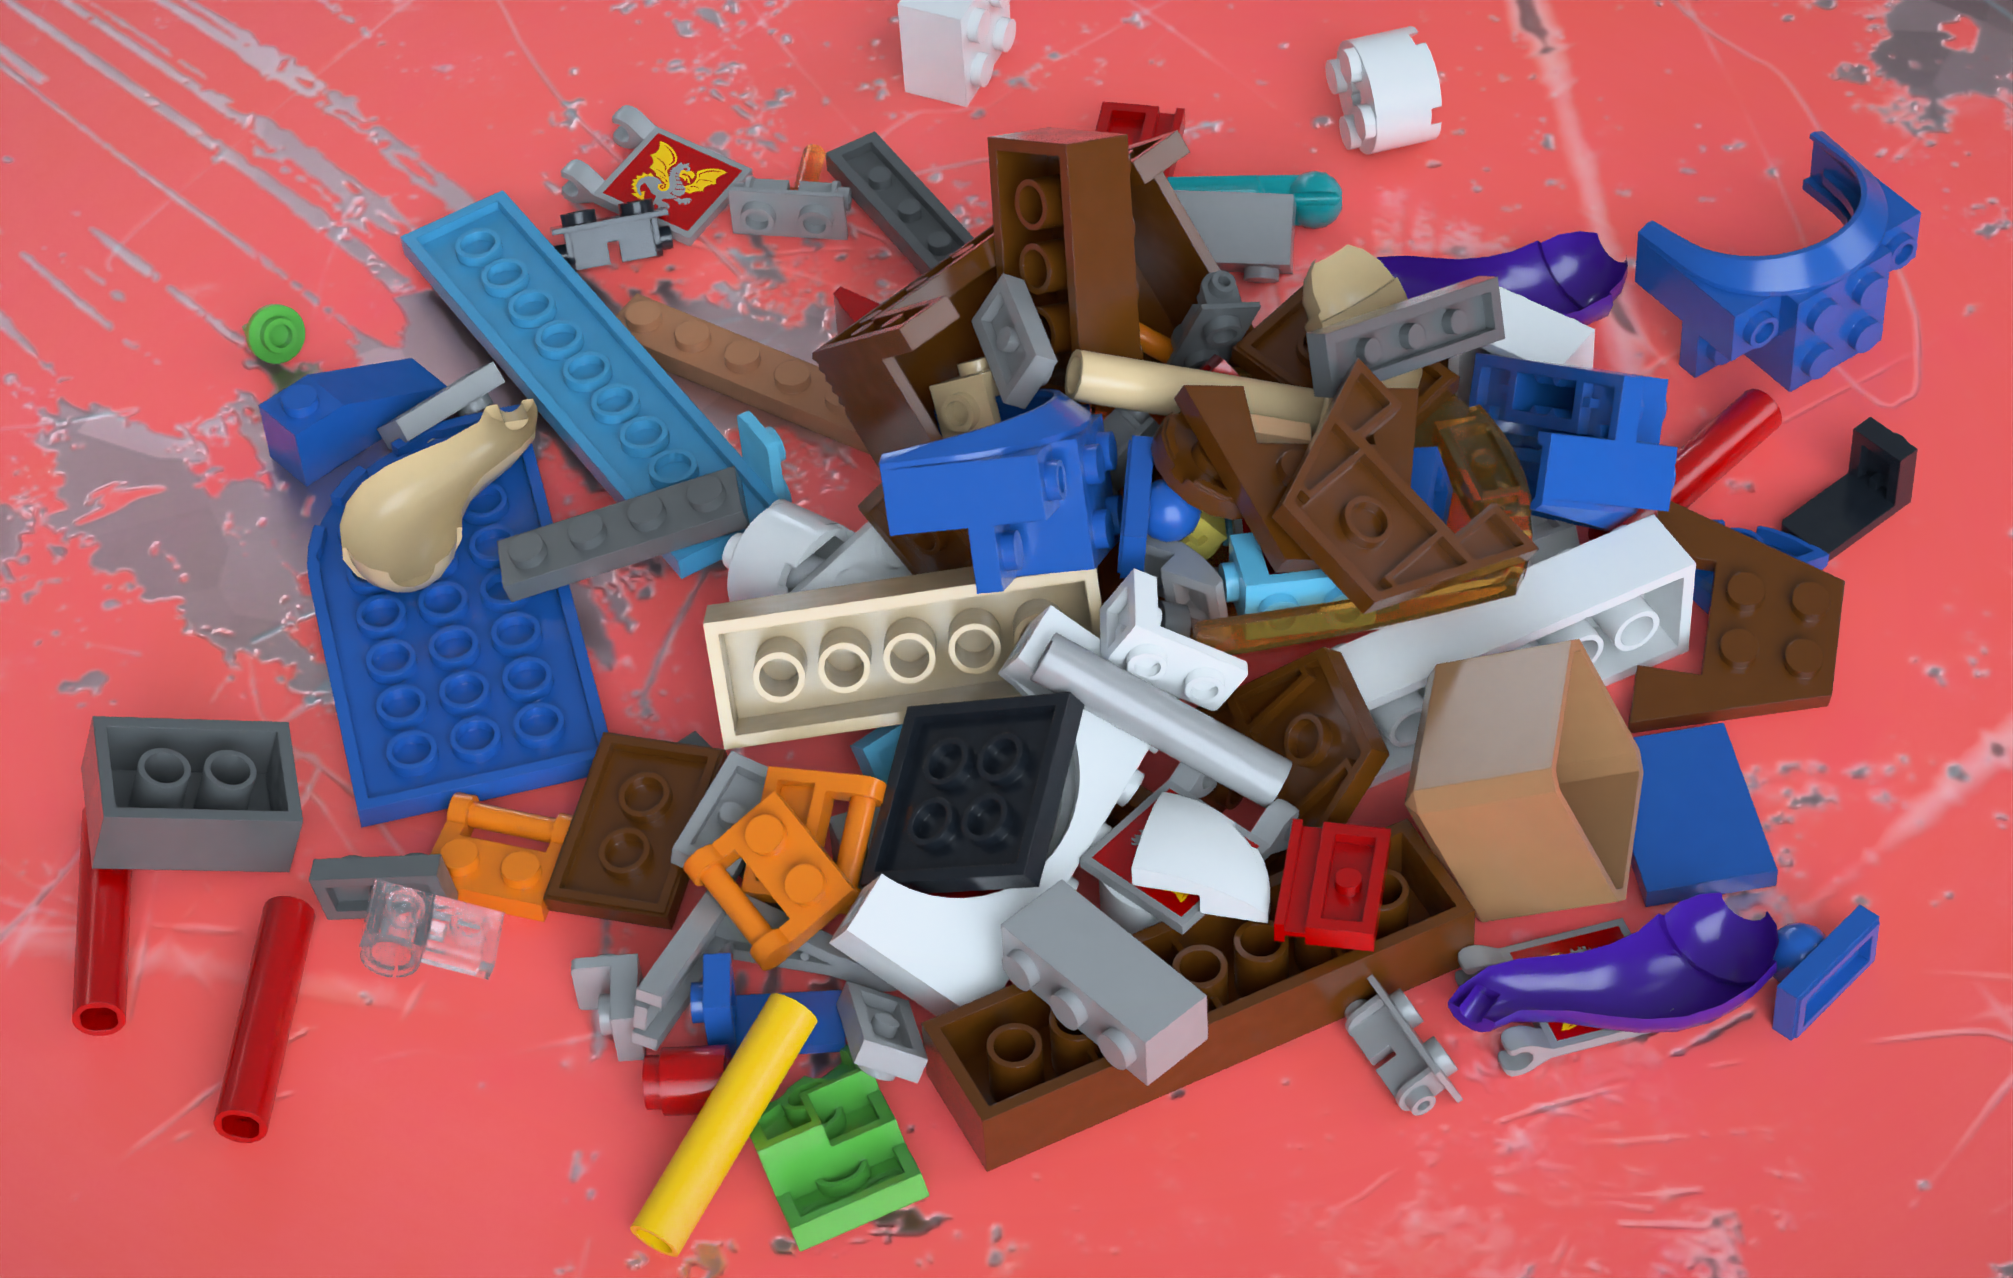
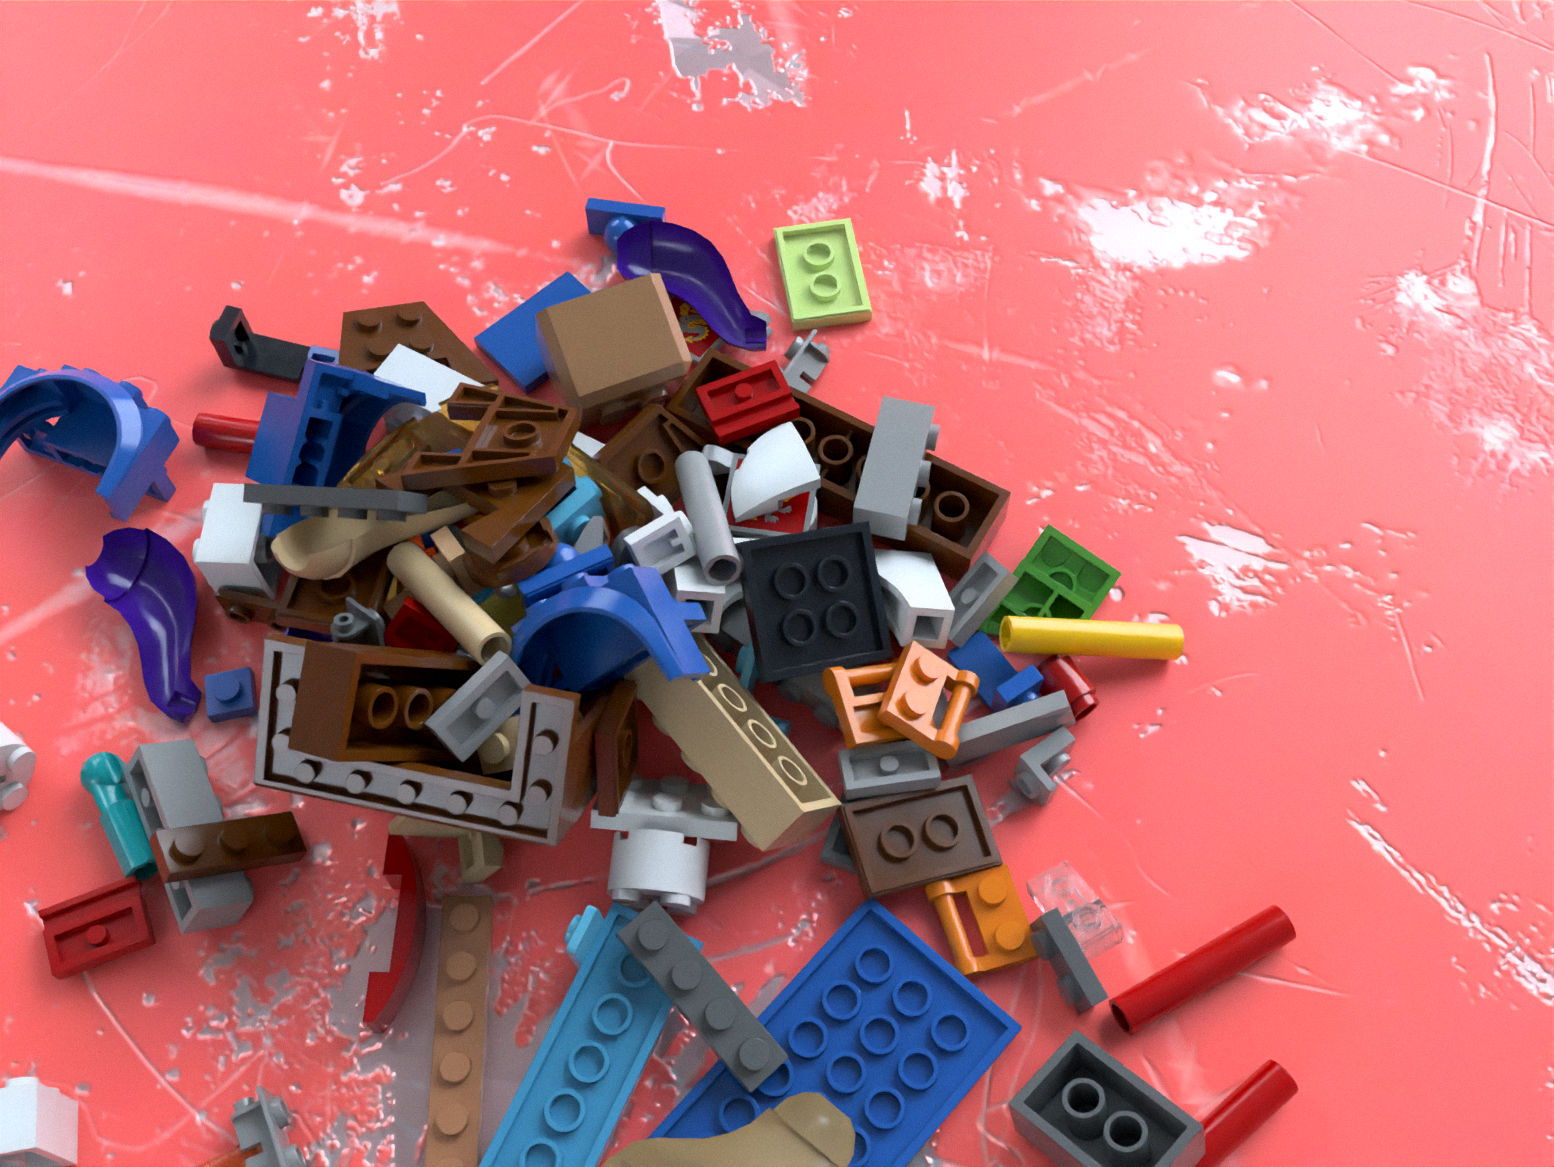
camera: 125 degrees left, 15 degrees up
(897, 201) = (237, 1050): dark grey plate -> none
(1571, 1181) = (822, 274): none -> yellowish green tile

